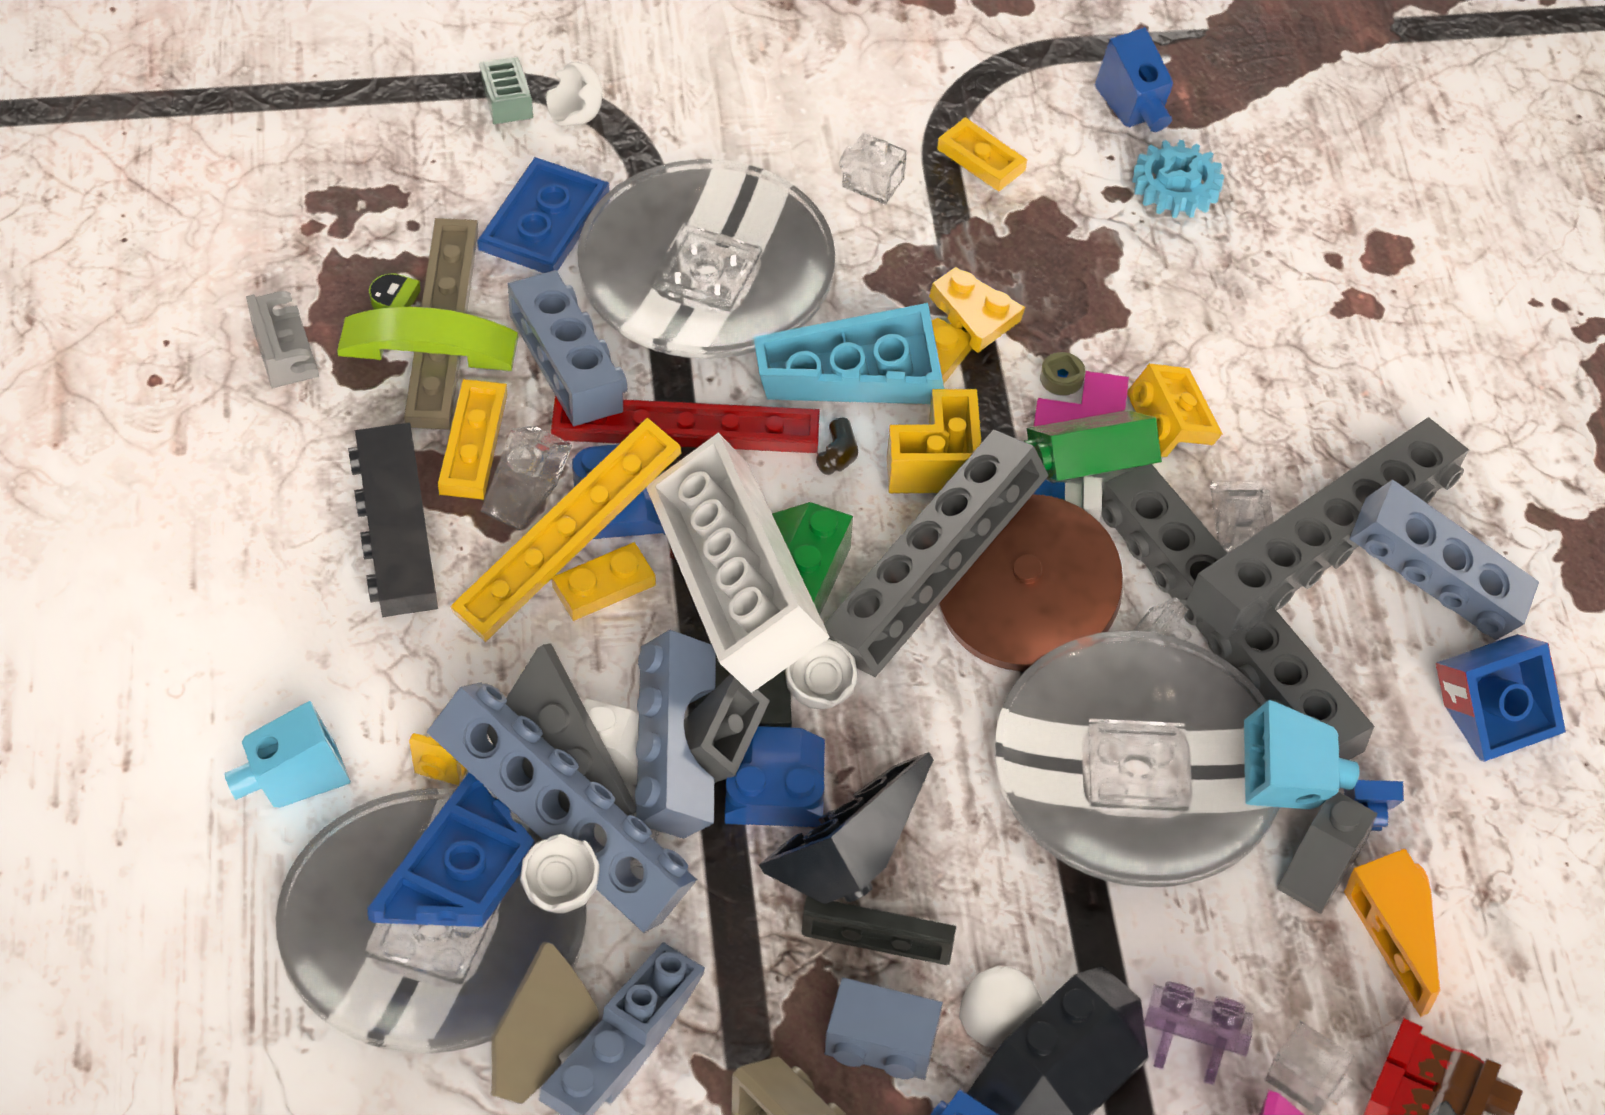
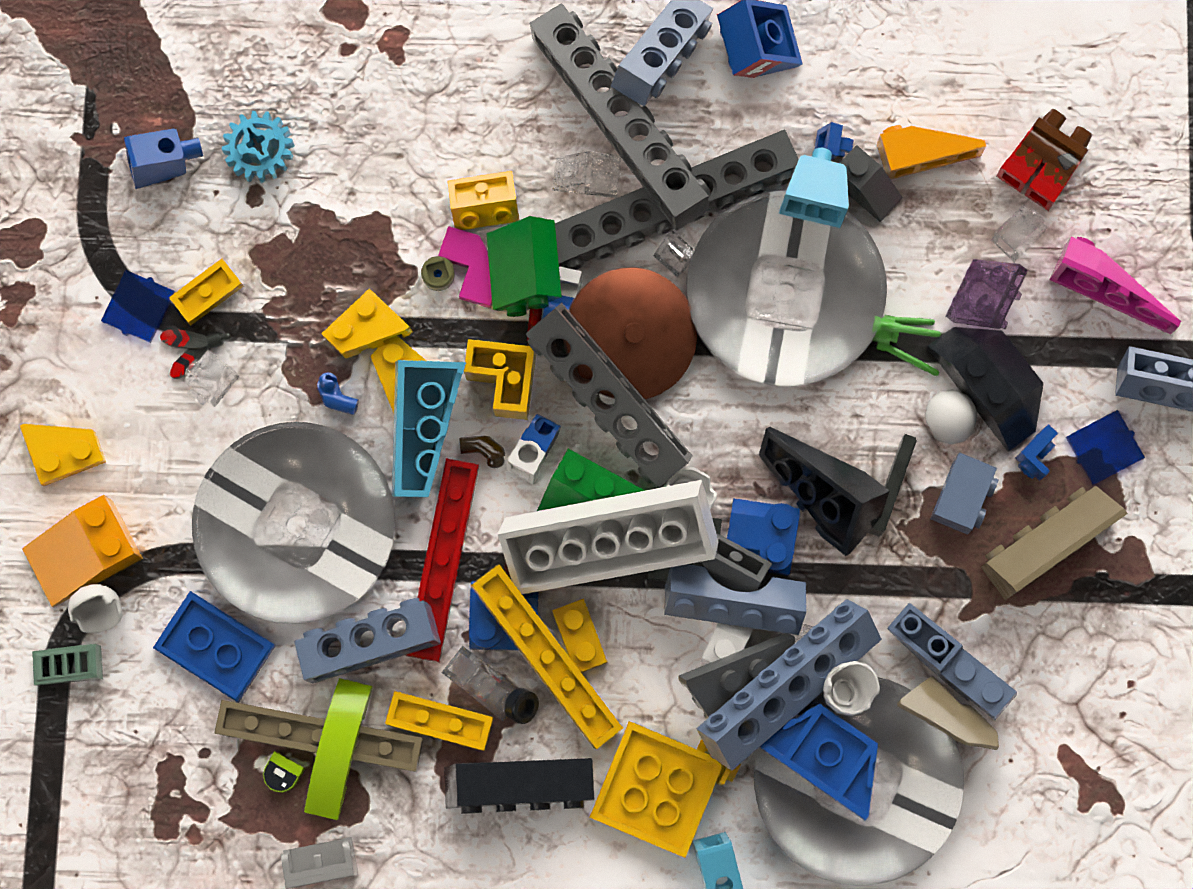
camera: 75 degrees left, 25 degrees up
(396, 678) = (656, 789): none -> yellow plate
(501, 520) = (521, 705): none -> black tile
(651, 86) = (81, 550): none -> light orange slope
(758, 54) = (61, 451): none -> yellow wing
(853, 493) = (533, 448): none -> leg
(880, 288) = (332, 395): none -> blue arm
(918, 155) = (195, 343): none -> piece
(948, 99) = (137, 306): none -> clear blue piece
(1112, 906) = (889, 332): none -> bright green plant

